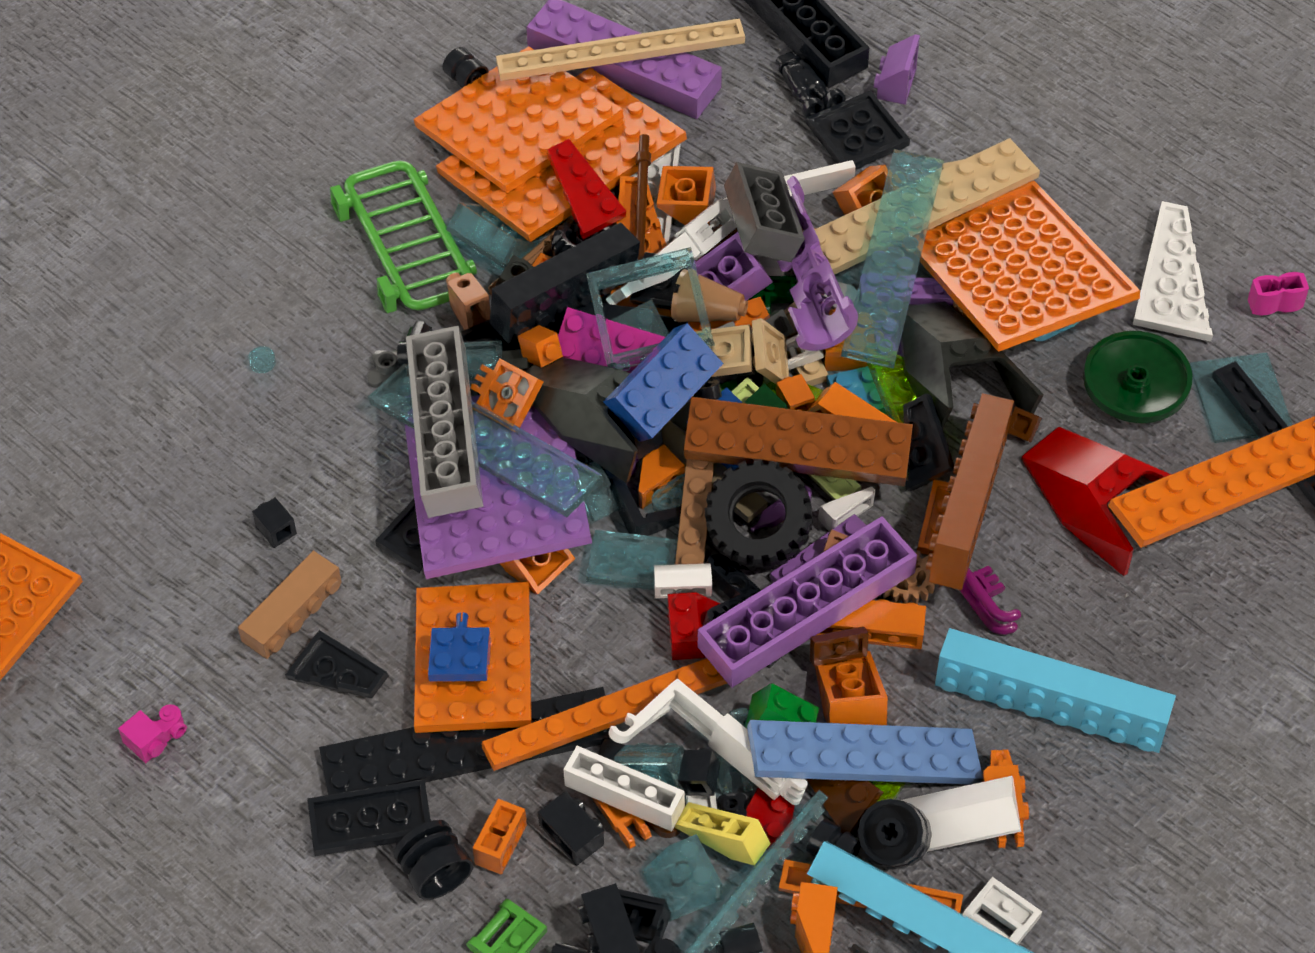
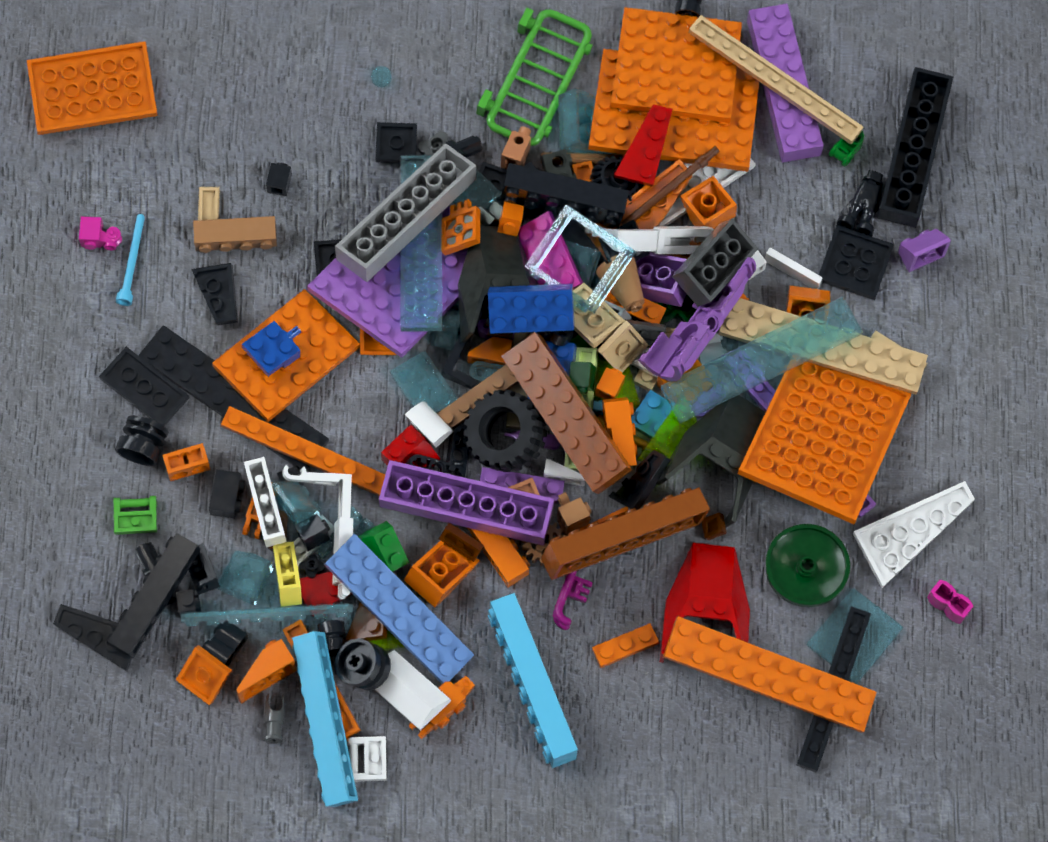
camera: 45 degrees right, 15 degrees up
(228, 606) = (208, 203): none -> tan tile
(248, 760) = (125, 295): none -> medium azure piece
(344, 395) = (395, 141): none -> black plate
(738, 60) = (844, 151): none -> green piece
(907, 520) = (572, 514): none -> medium nougat brick
(1081, 590) = (625, 645): none -> orange plate

